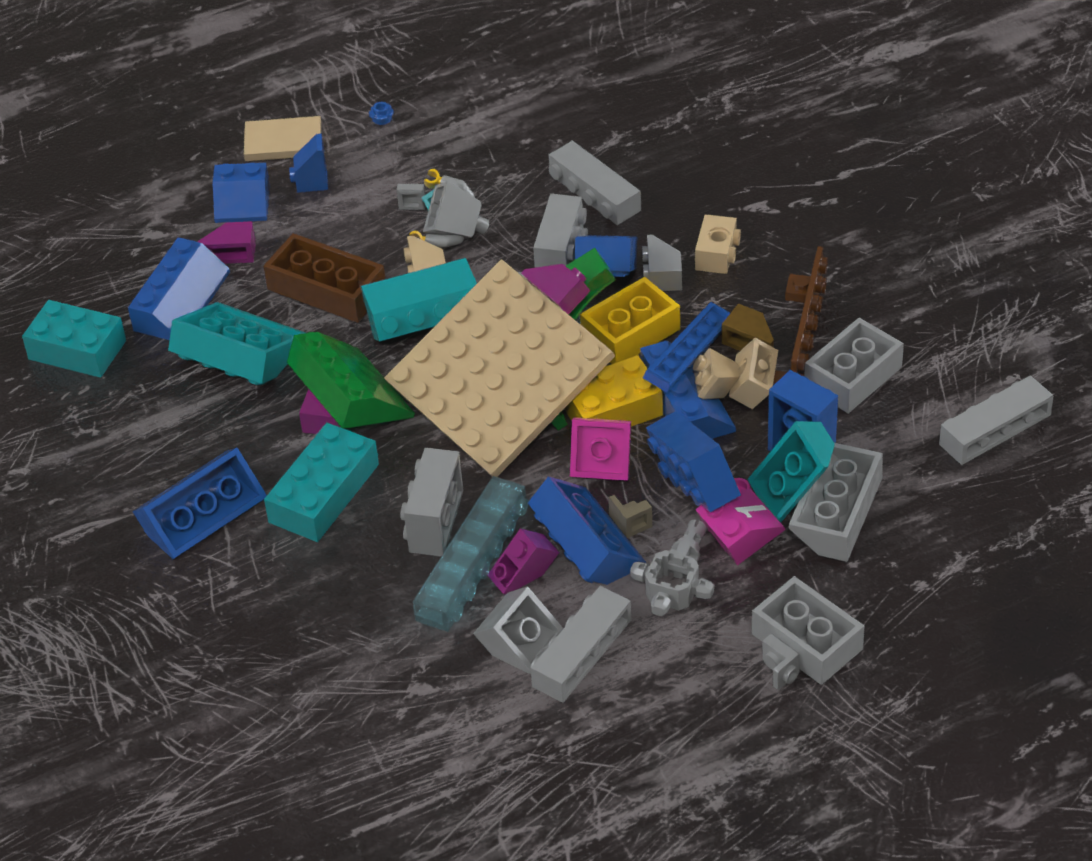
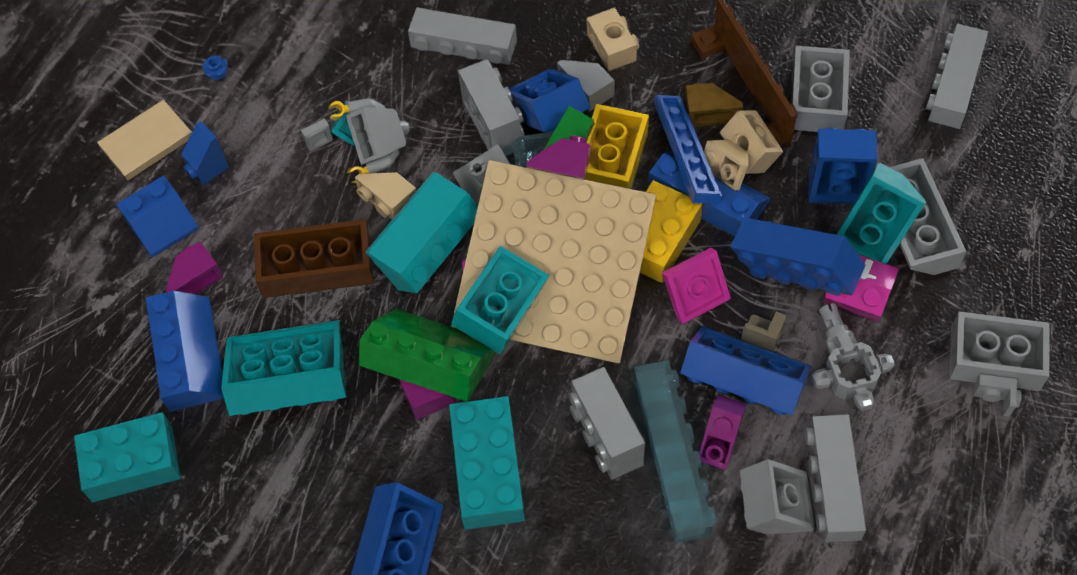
camera: 35 degrees left, 15 degrees up
(427, 369) = (499, 299): none -> teal slope

